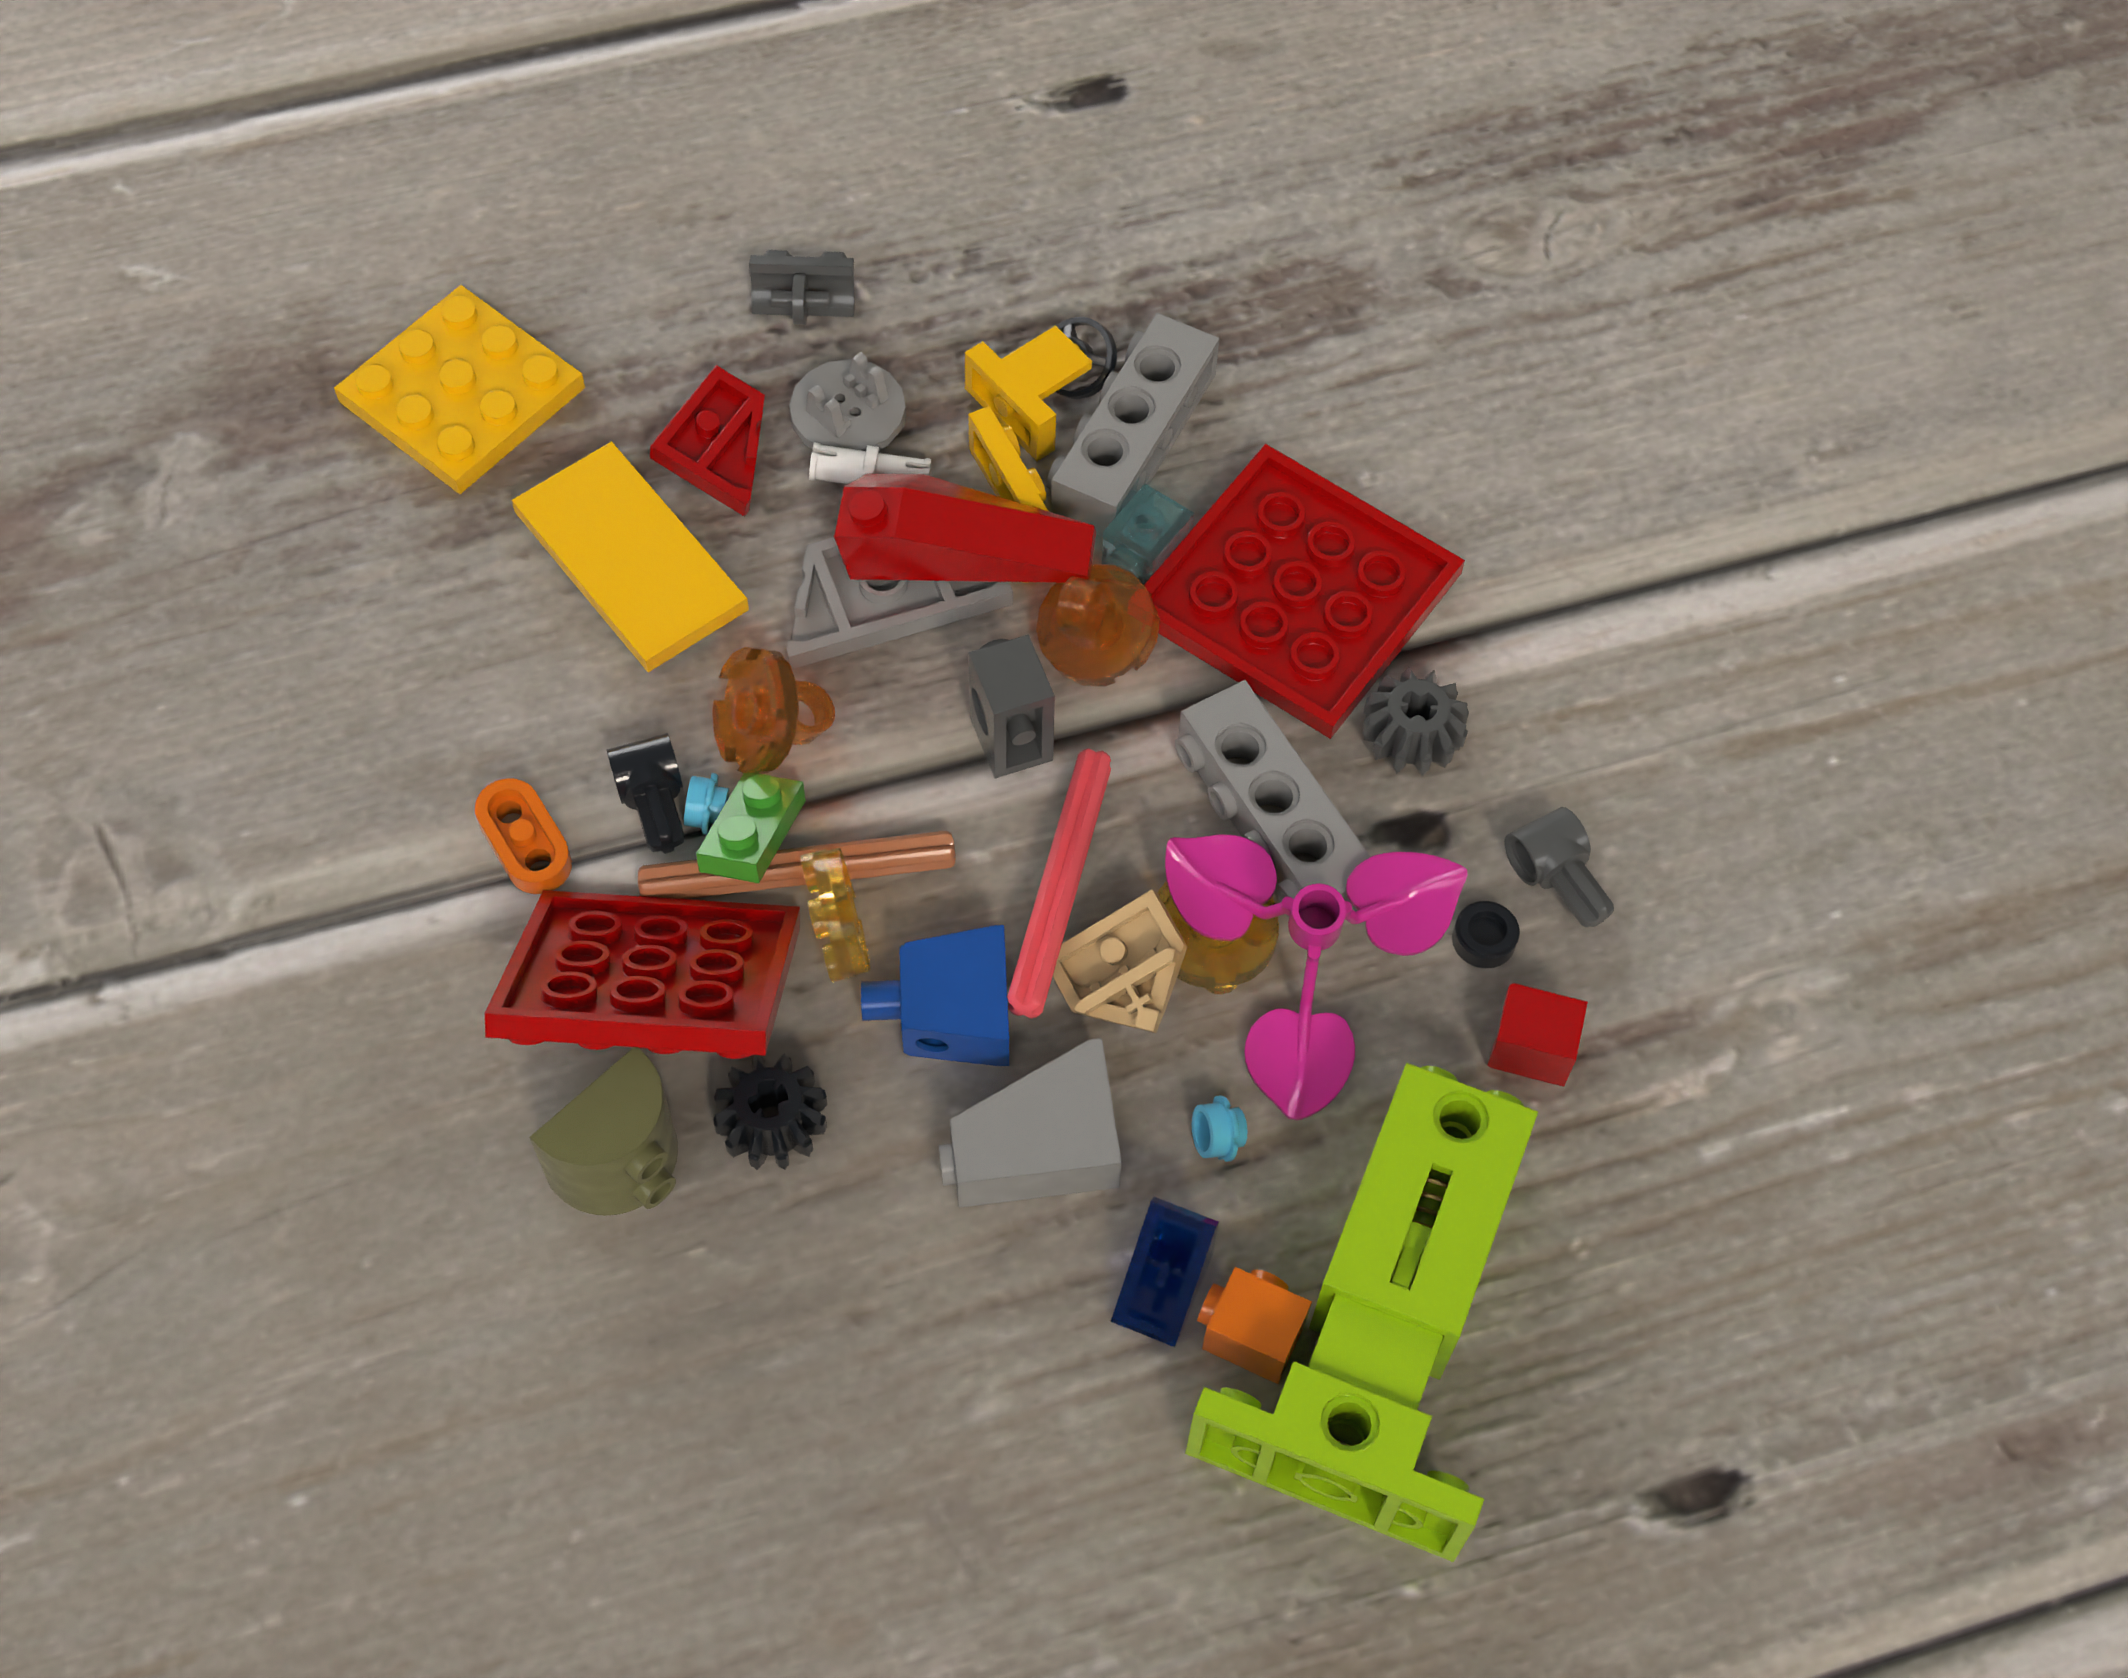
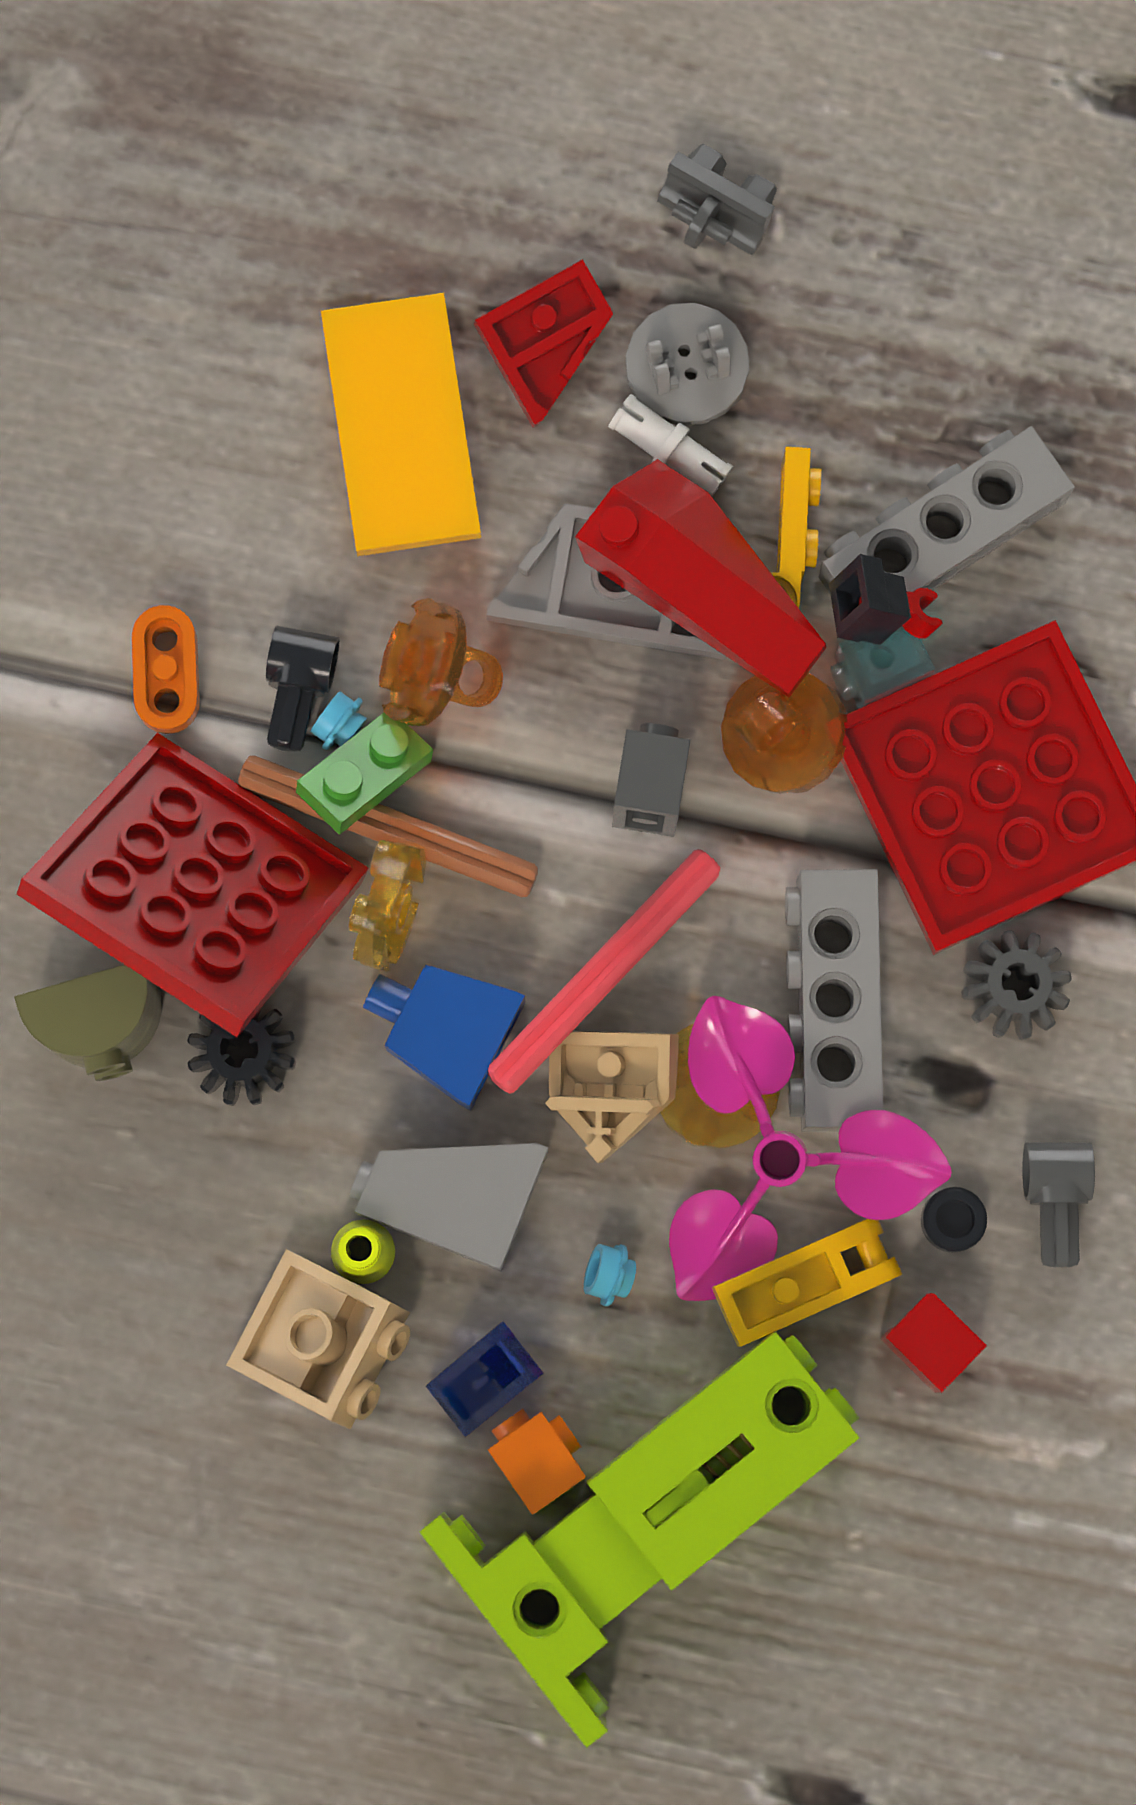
camera: 30 degrees right, 20 degrees up
(460, 388) = (339, 147): yellow plate -> none
(982, 1226) = (376, 1264): none -> neon yellow cone
(990, 1323) = (321, 1340): none -> tan plate
(1031, 373) = (885, 430): yellow piece -> none
(1118, 475) = (875, 604): none -> black piece
(1397, 1033) = (804, 1282): none -> yellow plate

